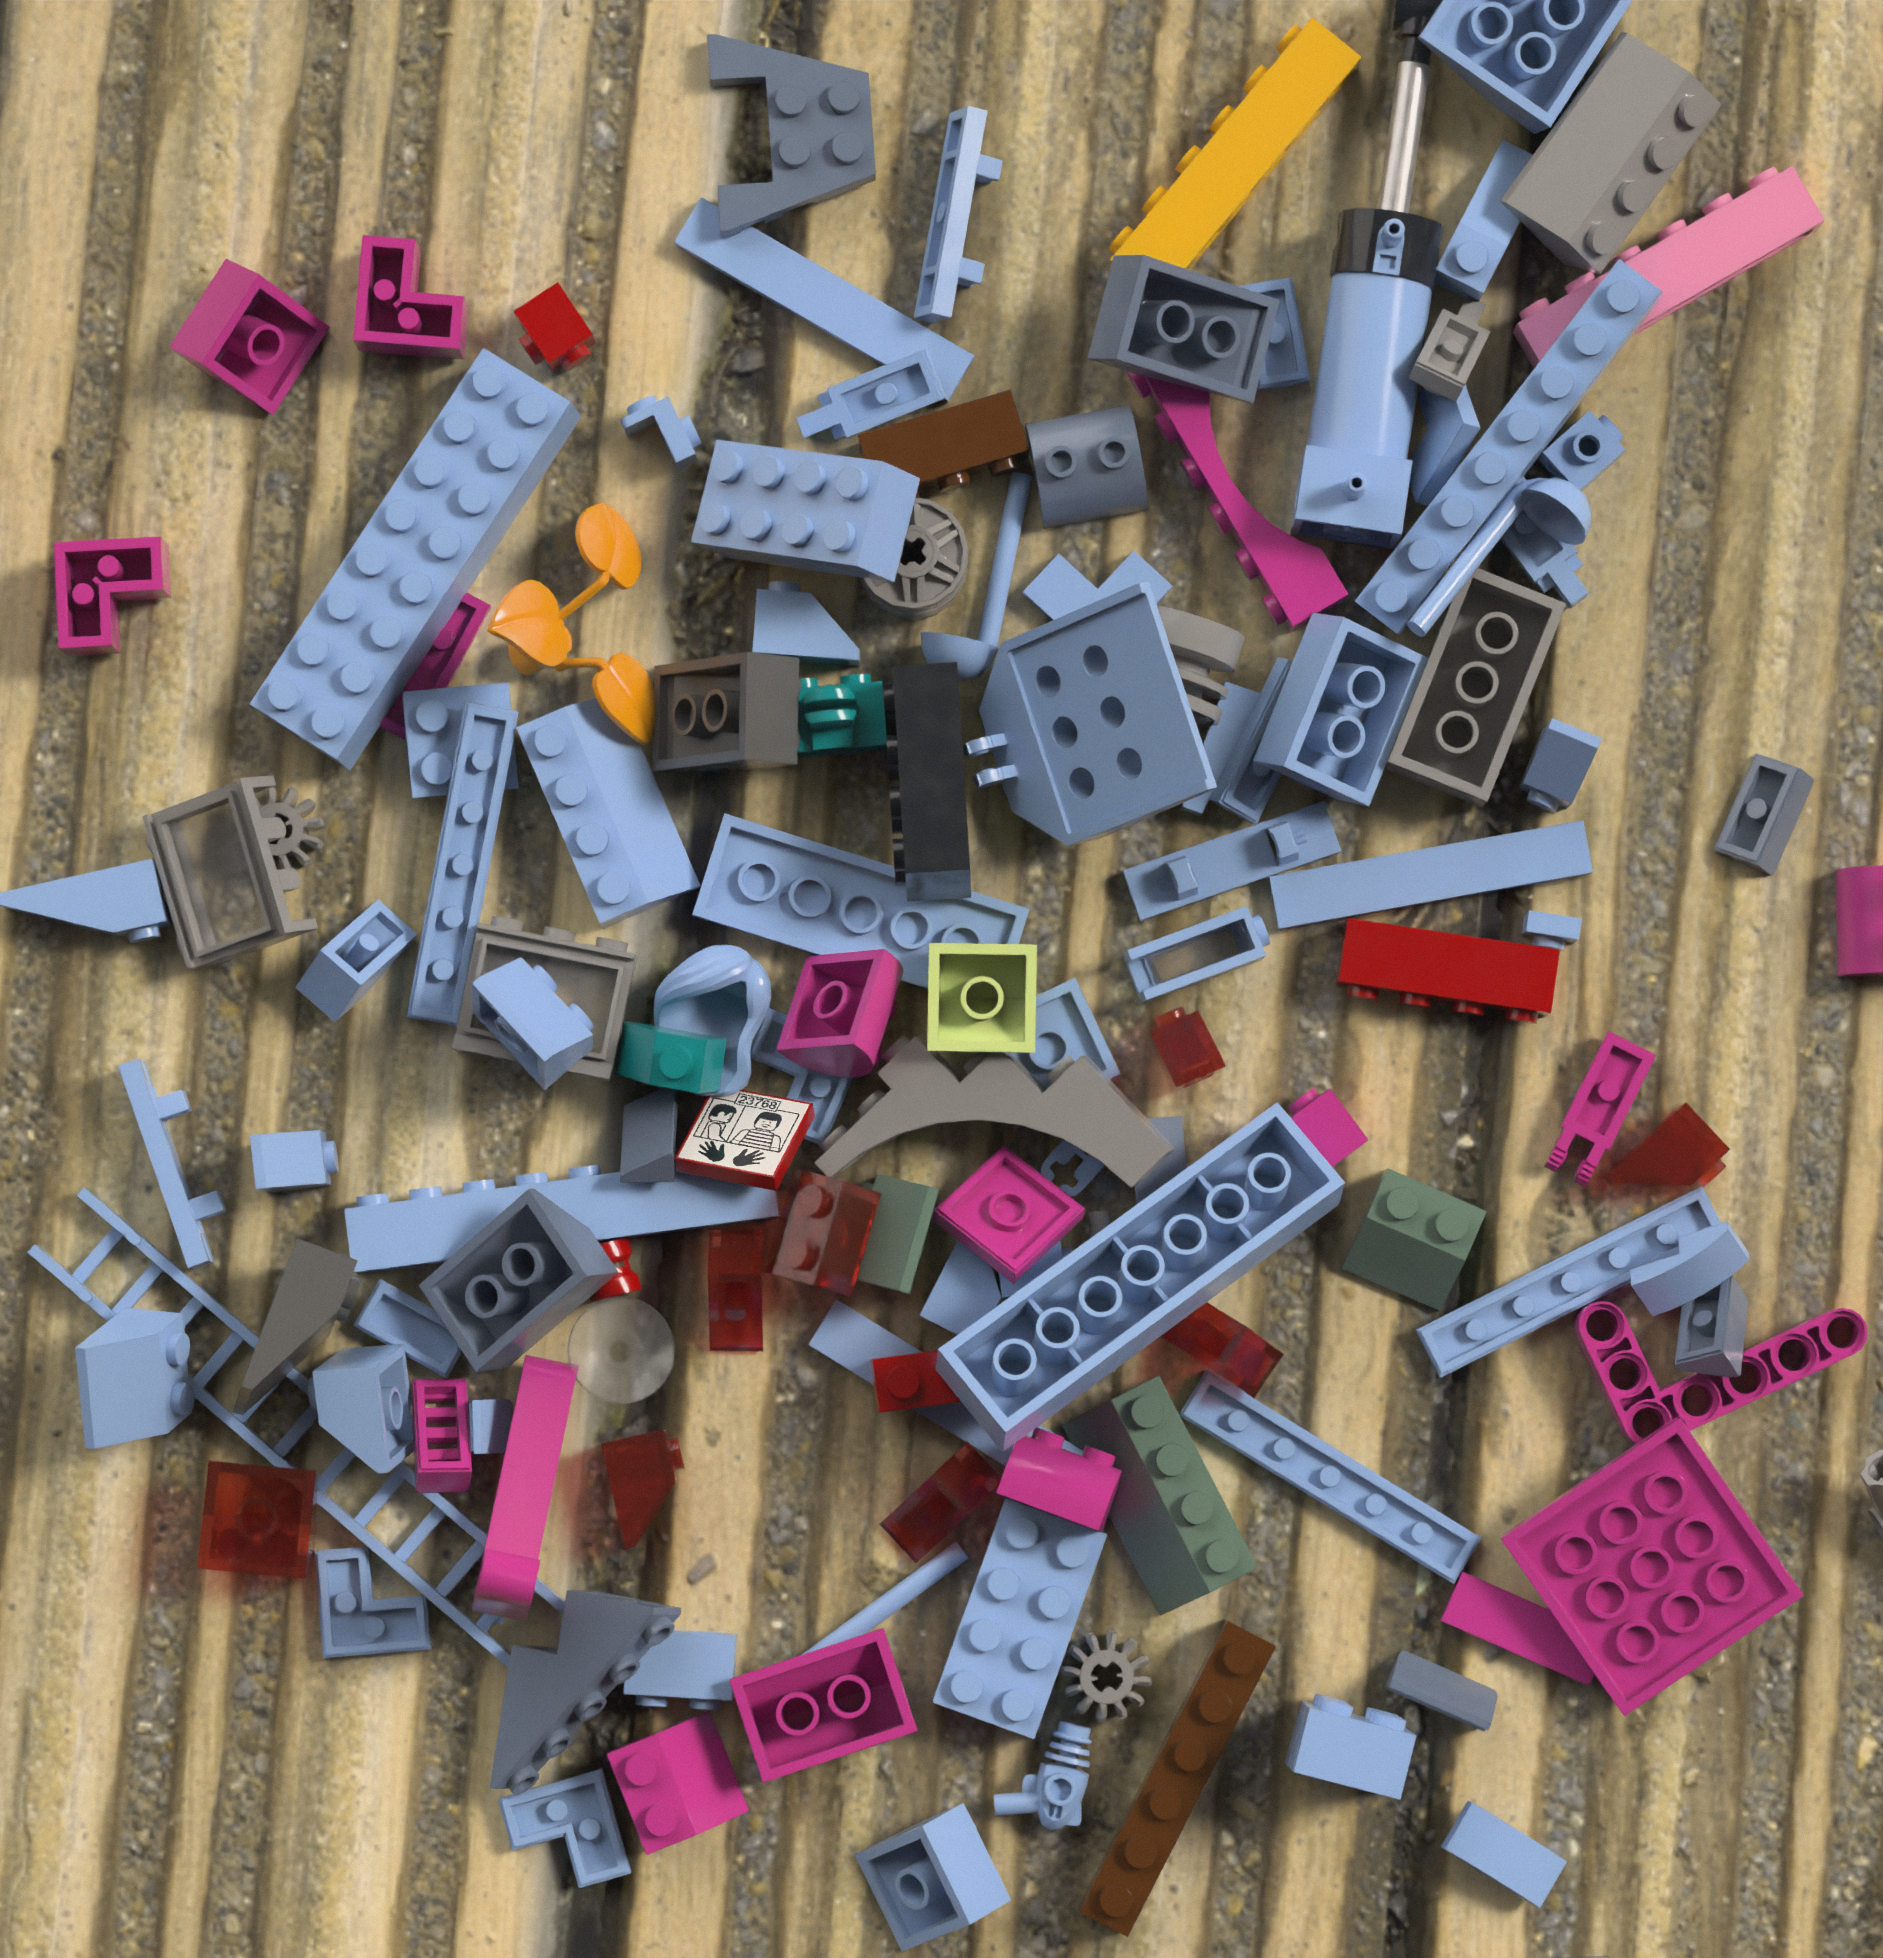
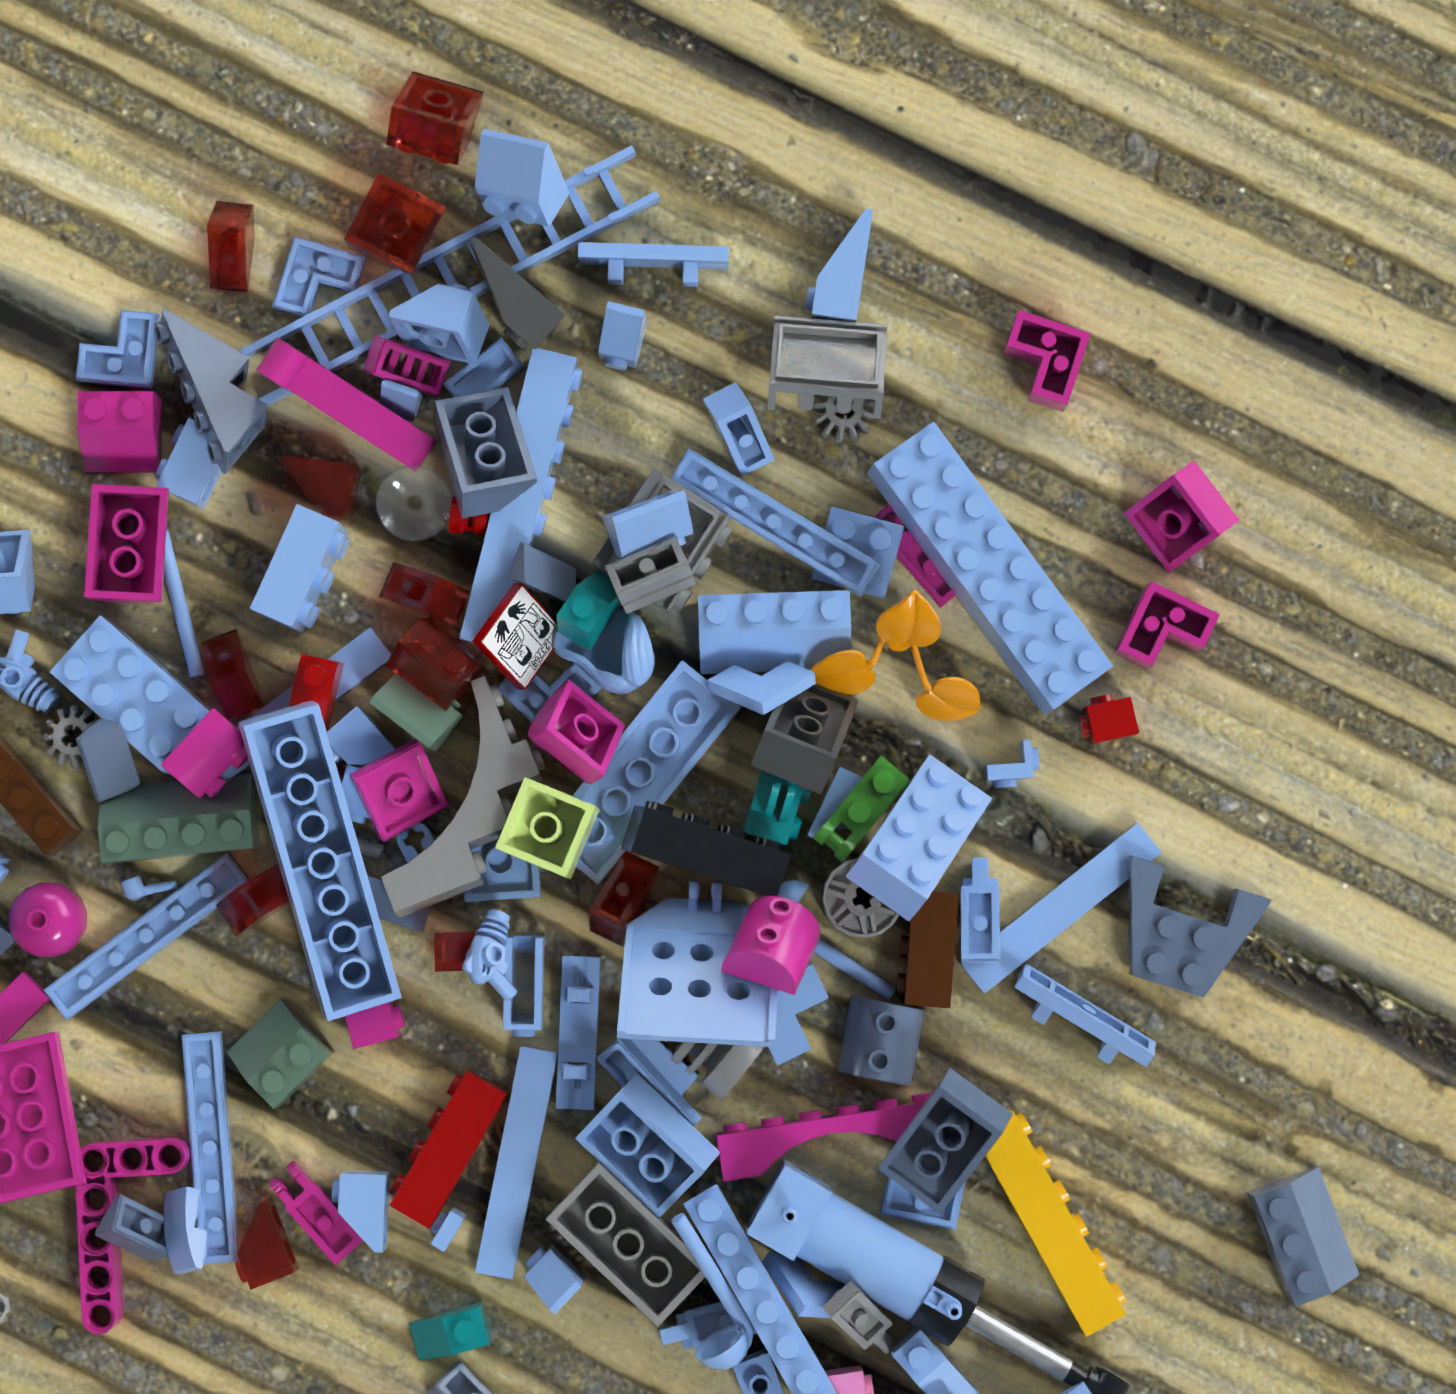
camera: 110 degrees right, 0 degrees up
(90, 1531) = (433, 118): none -> clear red slope
(369, 1735) = (230, 245): none -> clear red slope
(597, 990) = (651, 575): none -> light grey brick
(696, 791) = (764, 691): none -> light blue tile
(768, 1460) = (301, 569): none -> light blue brick
(795, 600) = (862, 807): none -> bright green plate
(1017, 642) = (773, 944): none -> dark pink brick
(1034, 868) = (622, 898): none -> clear red slope
(1118, 1615) = (107, 760): none -> sand blue slope
(1177, 1009) = (487, 954): none -> light blue piece
(1275, 1516) = (135, 889): none -> light blue hand
(1360, 1616) = (47, 919): none -> dark pink cylinder
(1562, 1049) = (364, 1204): none -> light blue slope
(1681, 872) = (451, 1331): none -> teal slope

